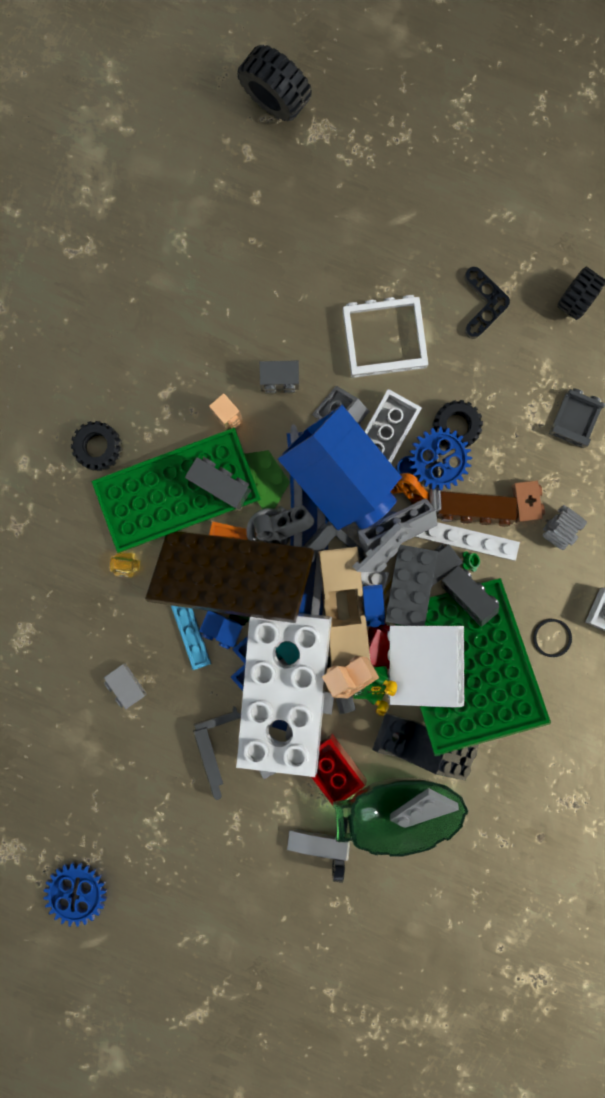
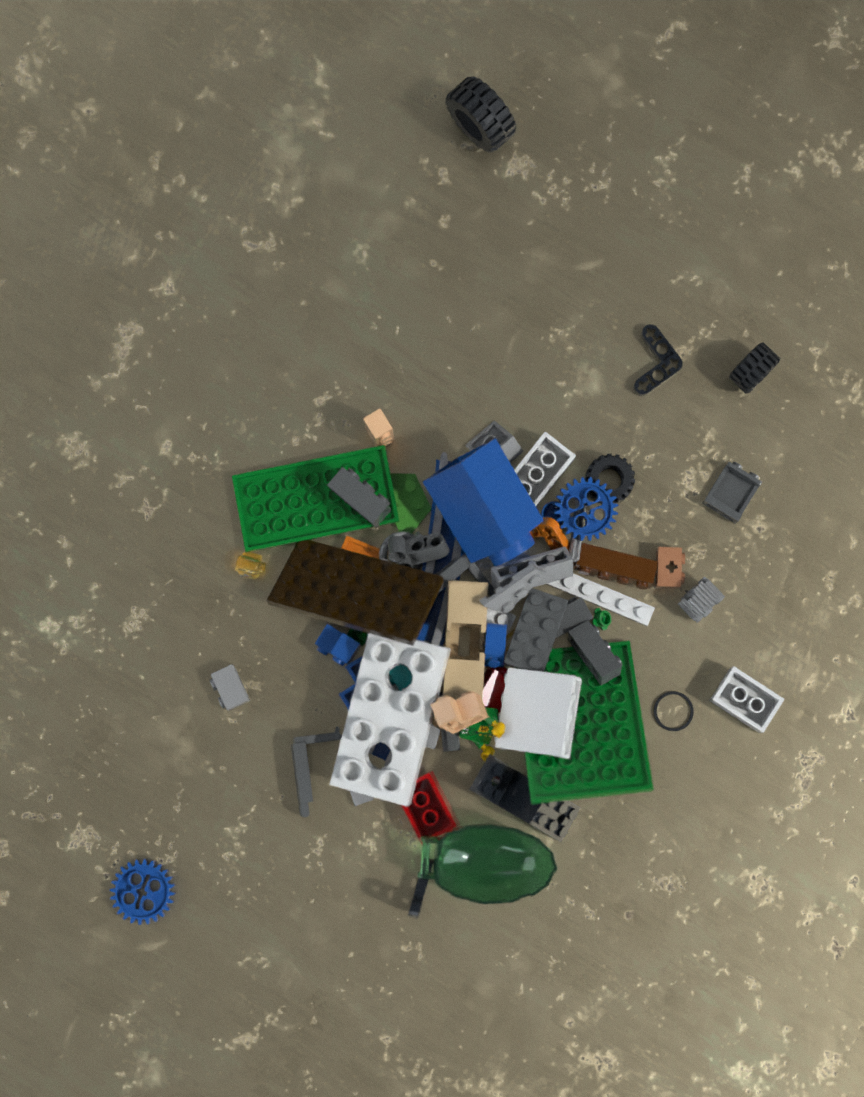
camera: 15 degrees right, 5 degrees down
(85, 434) = (239, 425): black tyre -> none
(191, 637) = (305, 647): medium azure tile -> none
(279, 376) = (438, 401): dark grey brick -> none
(317, 845) = (399, 881): light grey slope -> none
(389, 367) = (551, 410): white window -> none
(423, 808) = (512, 859): light grey wing -> none

